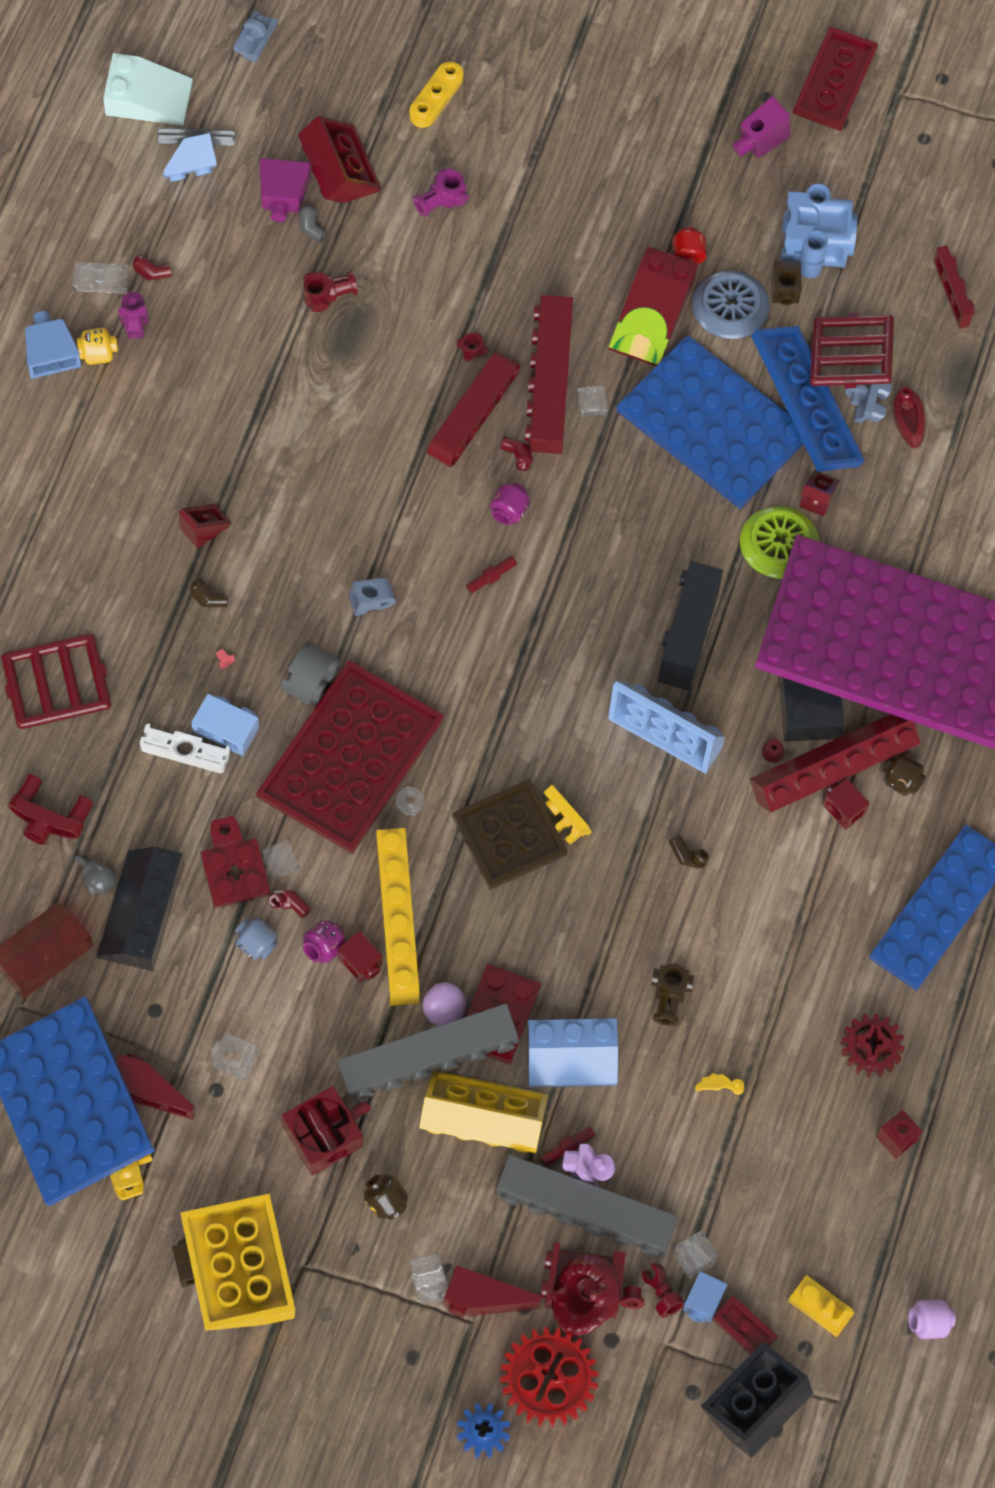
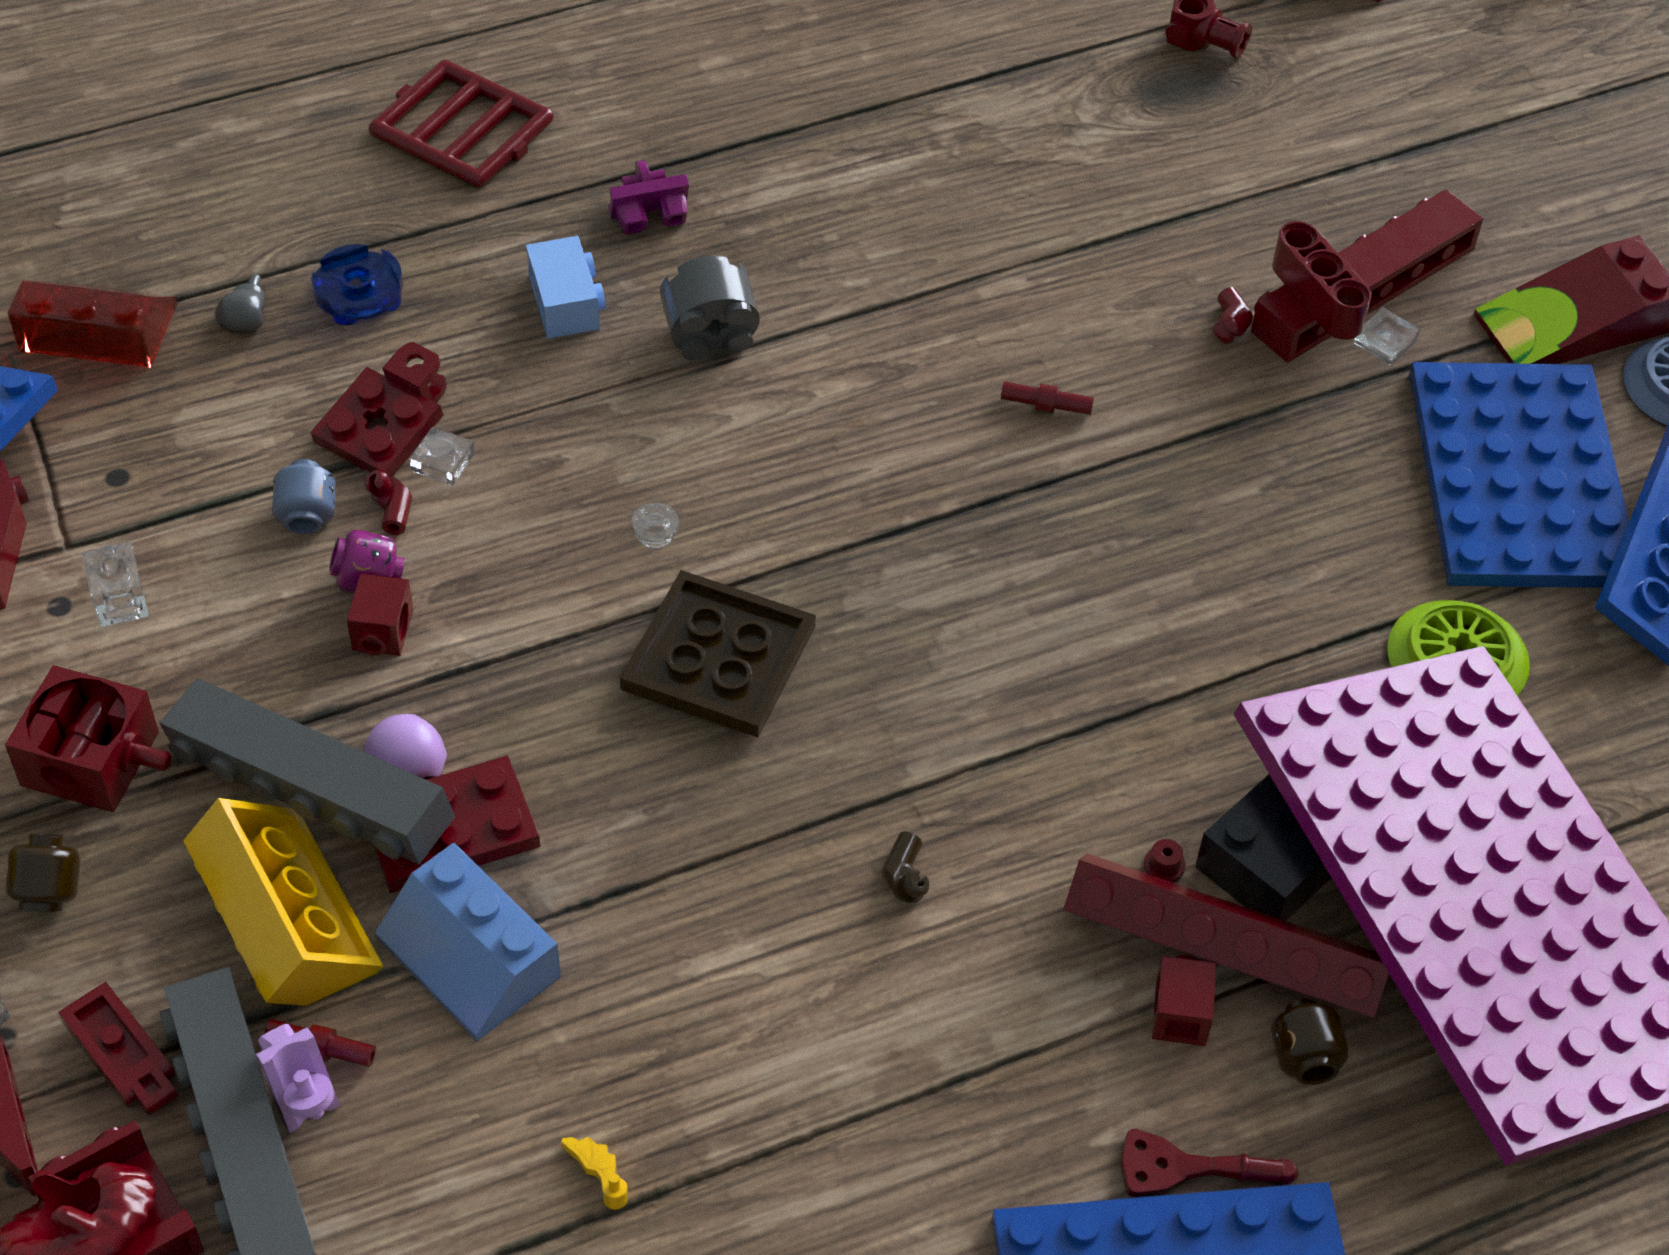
camera: 50 degrees right, 15 degrees down
(43, 822) = (264, 218): dark red connector -> none
(123, 800) = (348, 302): none -> clear blue plate
(141, 907) = (244, 375): black slope -> none
(202, 523) = (794, 108): dark red slope -> none
(202, 755) = (503, 298): white piece -> none
(205, 597) = (708, 173): dark brown arm -> none
(209, 630) = (648, 193): none -> magenta hips
(224, 658) = (650, 240): coral piece -> none
(350, 756) = (651, 427): dark red plate -> none
(371, 595) = (882, 304): sand blue leg -> none
(397, 917) = (473, 613): yellow brick -> none
(440, 193) = (1455, 41): magenta connector -> none
(472, 339) = (1307, 188): dark red plate -> none
(473, 409) = (1219, 237): dark red beam -> none
(503, 1226) = (120, 1049): none -> dark red hinge
(509, 503) = (1157, 349): magenta head -> none
(557, 804) = (811, 700): yellow plate -> none
(560, 415) = (1321, 280): none -> dark red beam
(664, 725) = (1052, 697): light blue slope -> none
(670, 993) = (670, 995): dark brown connector -> none
(690, 625) = (1217, 624): black brick -> none
(818, 493) = (1573, 640): dark red slope -> none
(910, 870) = (1183, 1166): none -> dark red piece

